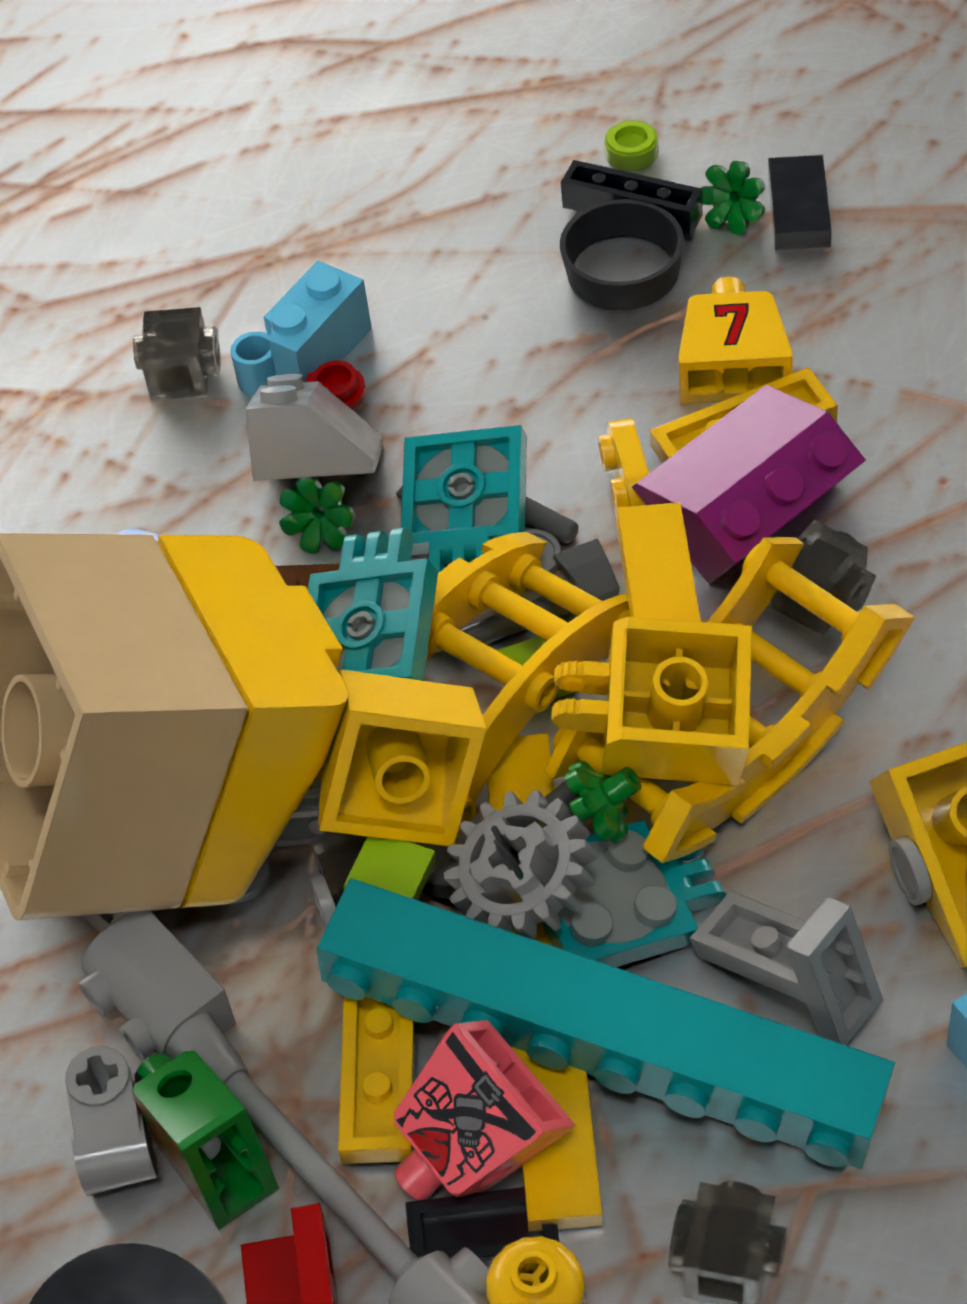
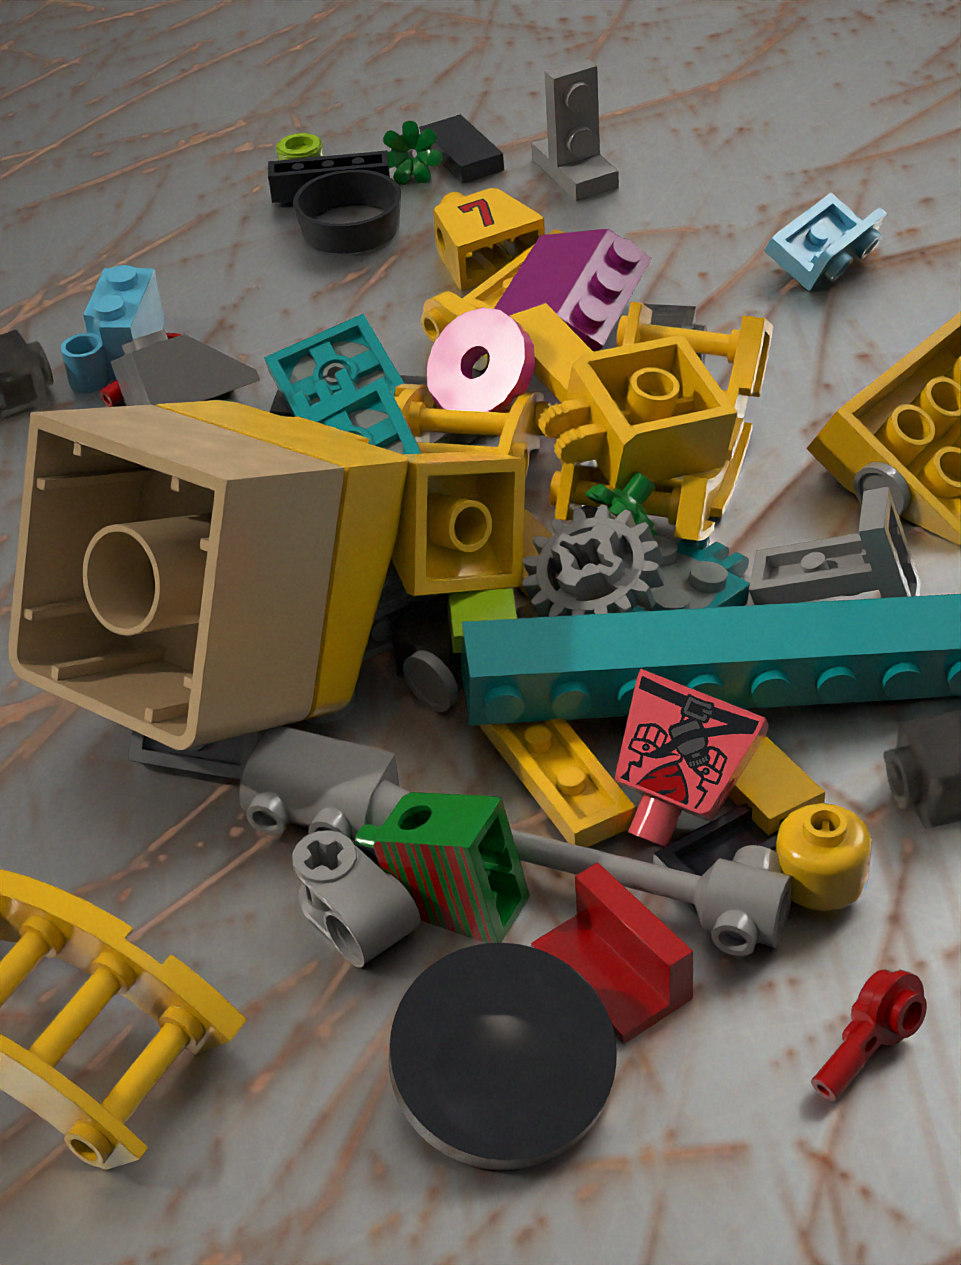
camera: 30 degrees left, 10 degrees down
(549, 544) = (459, 348): none -> tile
(906, 244) = (573, 140): none -> light grey bracket

